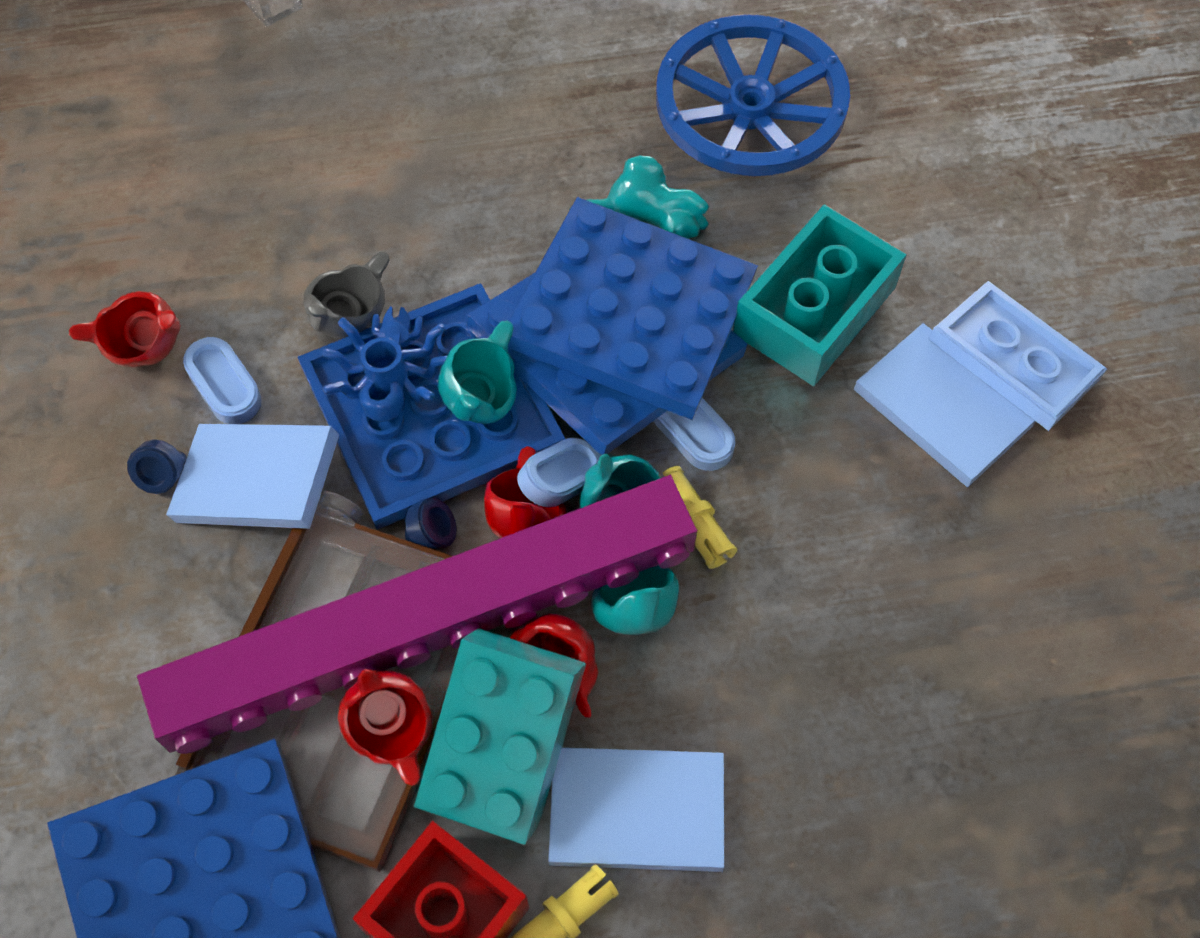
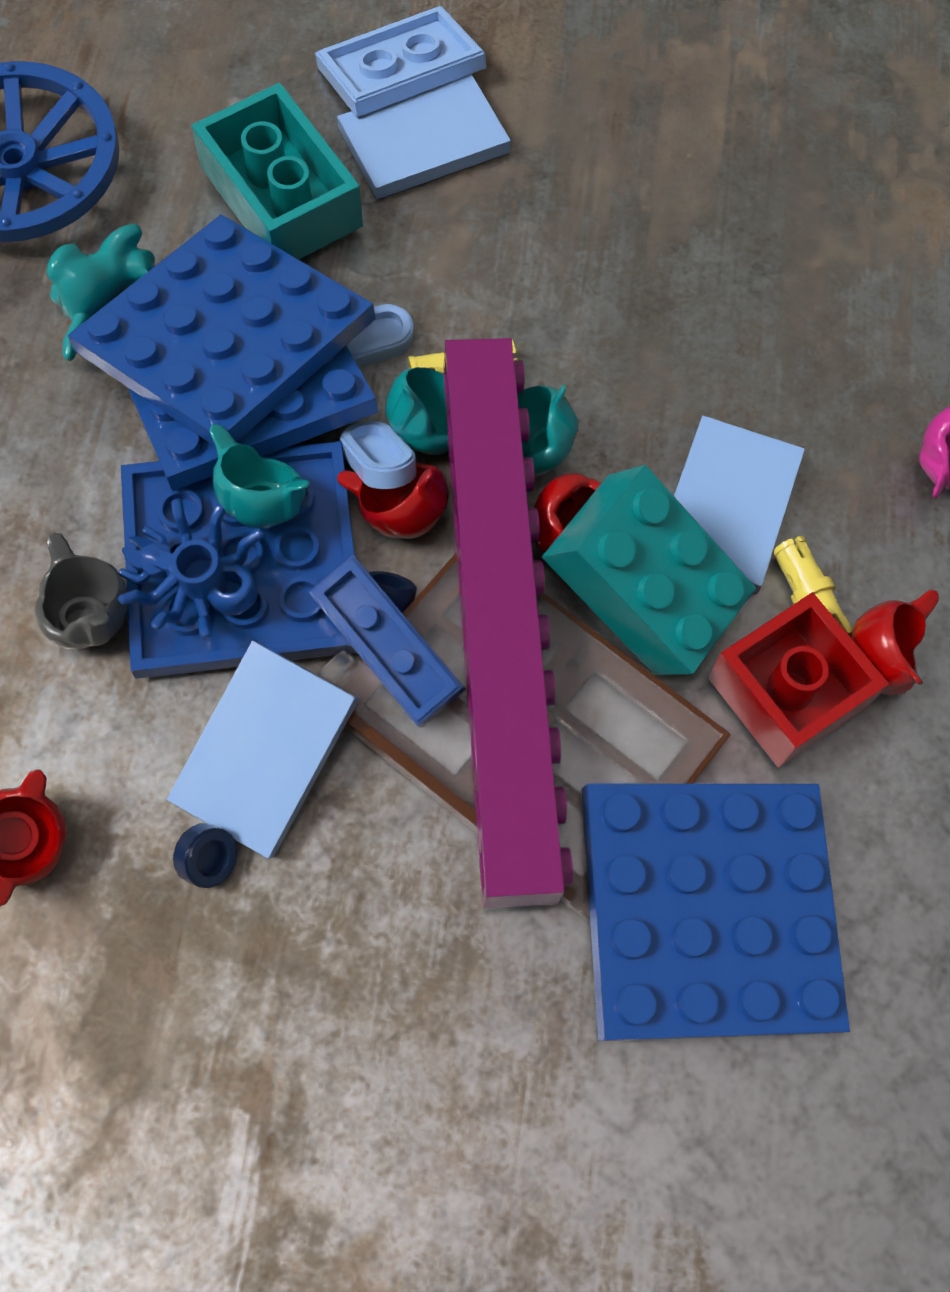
camera: 75 degrees left, 5 degrees up
(222, 380) = (114, 766): light blue tile -> none
(371, 531) = (387, 641): none -> blue tile
(387, 720) = (604, 670): red hair -> none

